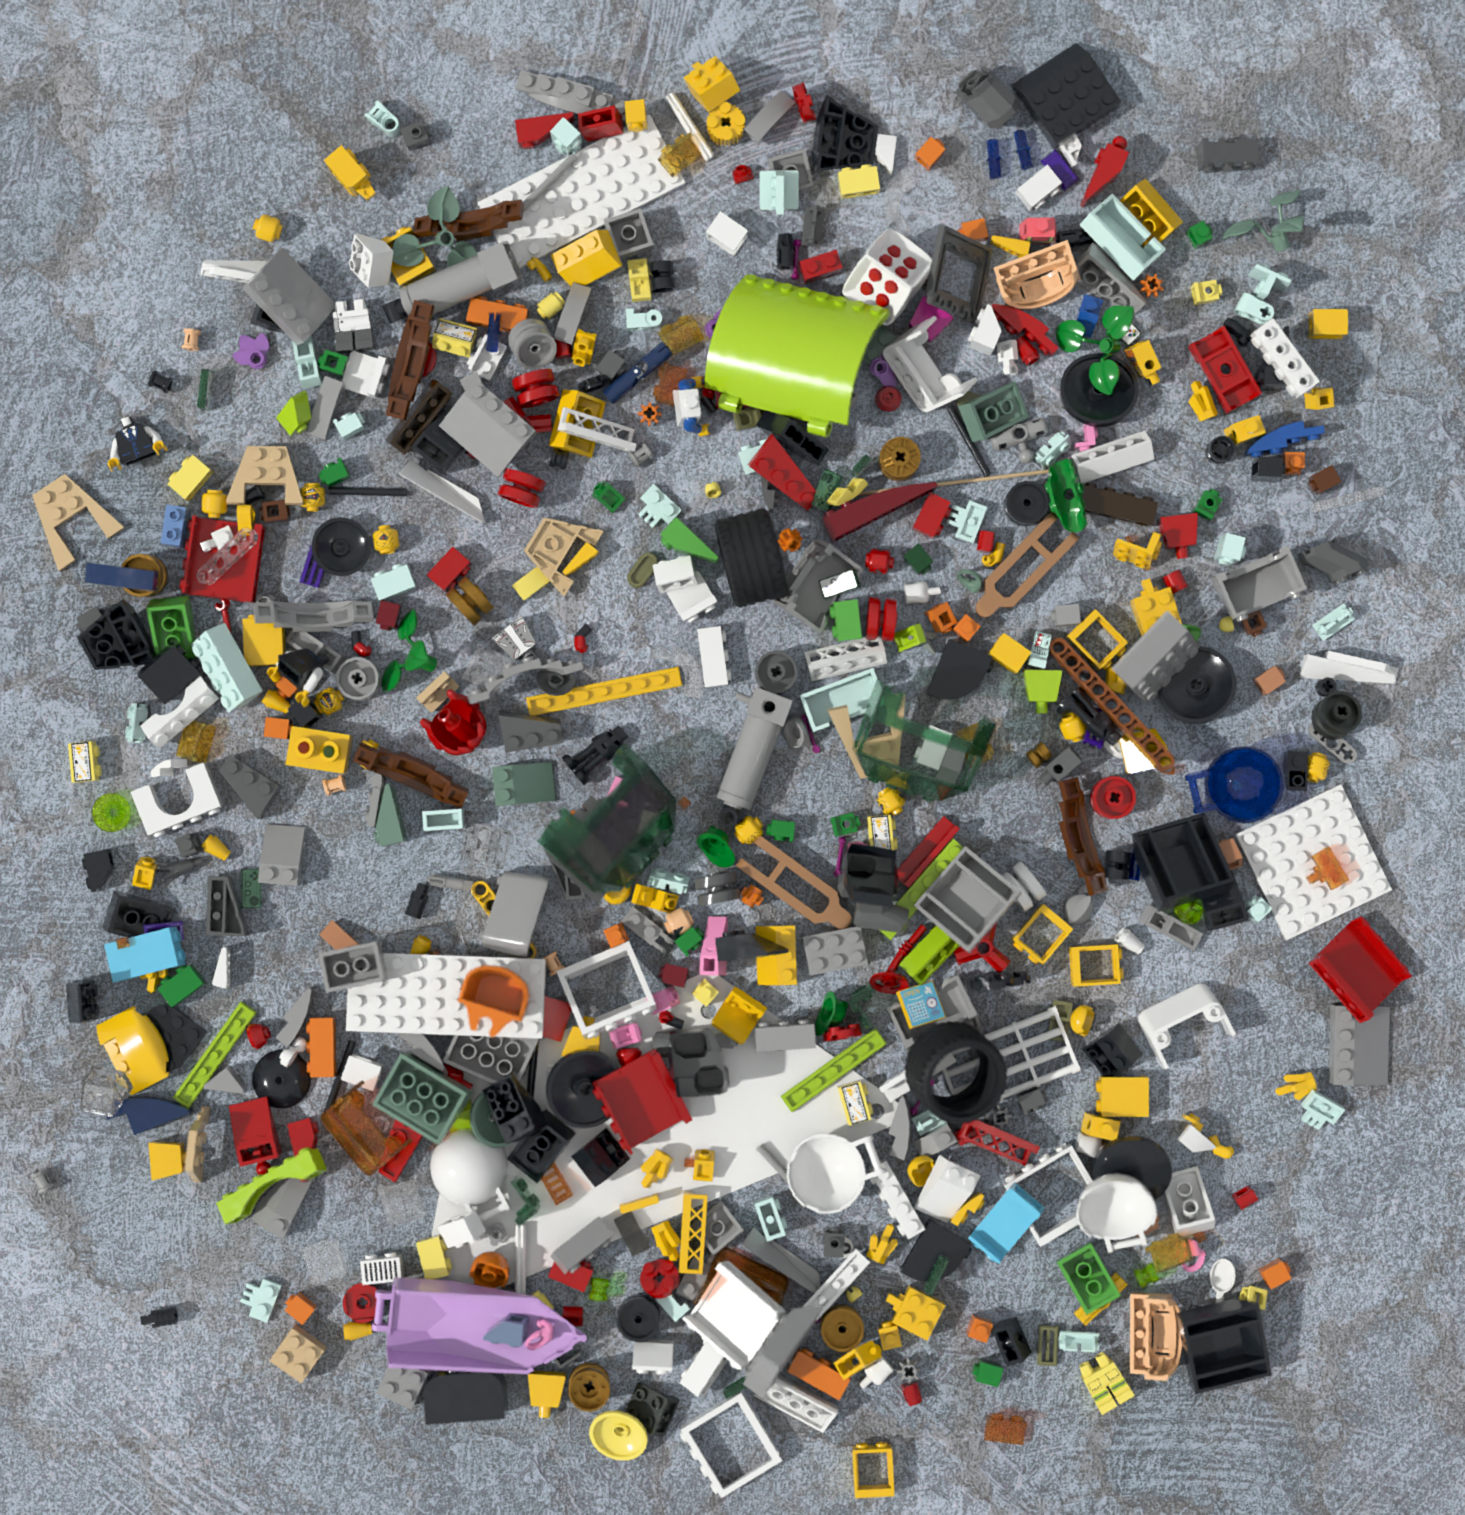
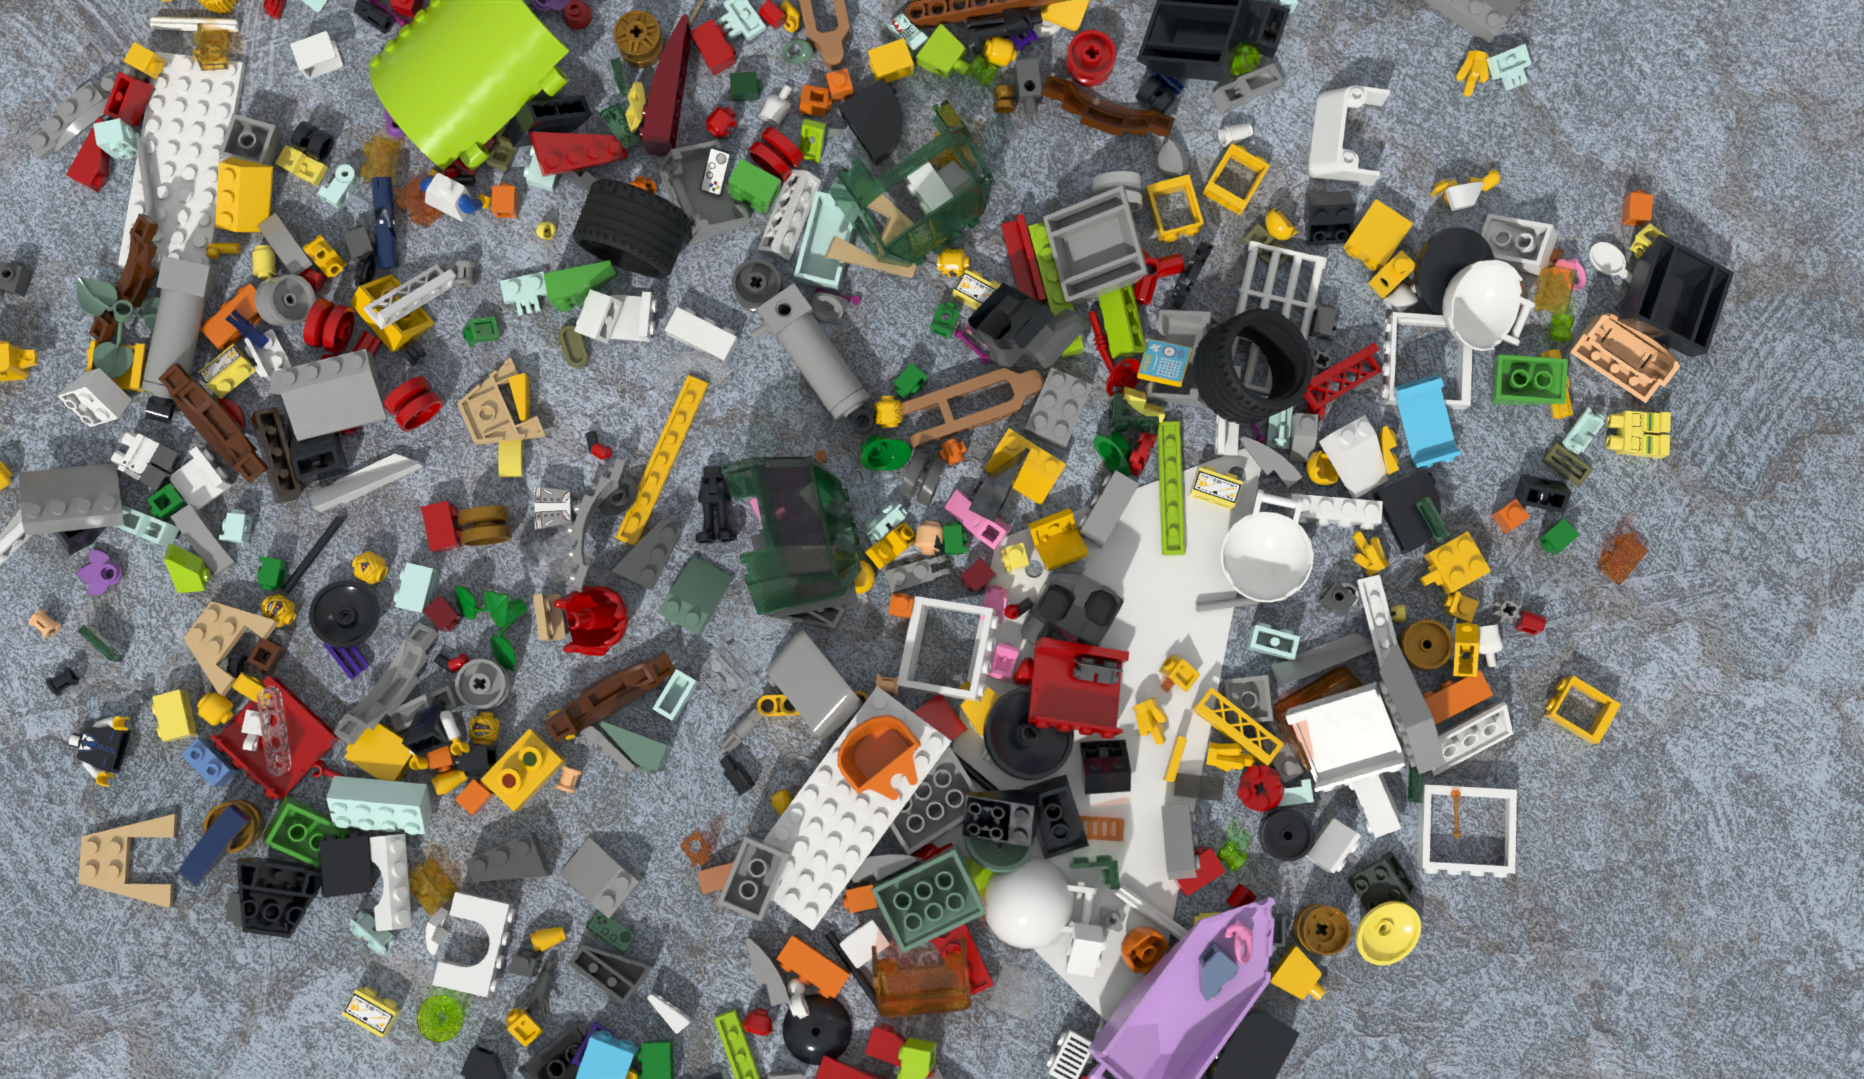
camera: 55 degrees left, 5 degrees down
(342, 915) = (703, 856): none -> clear orange bracket
(391, 1047) = (859, 898): none -> orange brick
(433, 1257) = (1093, 997): light yellow brick -> none
(654, 411) = (435, 234): orange gear -> none
(668, 1111) = (1105, 671): none -> dark grey hinge
(714, 445) = (505, 201): none -> orange brick
(748, 1419) = (1455, 794): none -> clear orange hinge
(879, 1004) = (1137, 400): none -> light yellow slope
(1049, 719) = (982, 70): none -> clear neon green wheel
(1245, 1197) = (1547, 189): red brick -> none

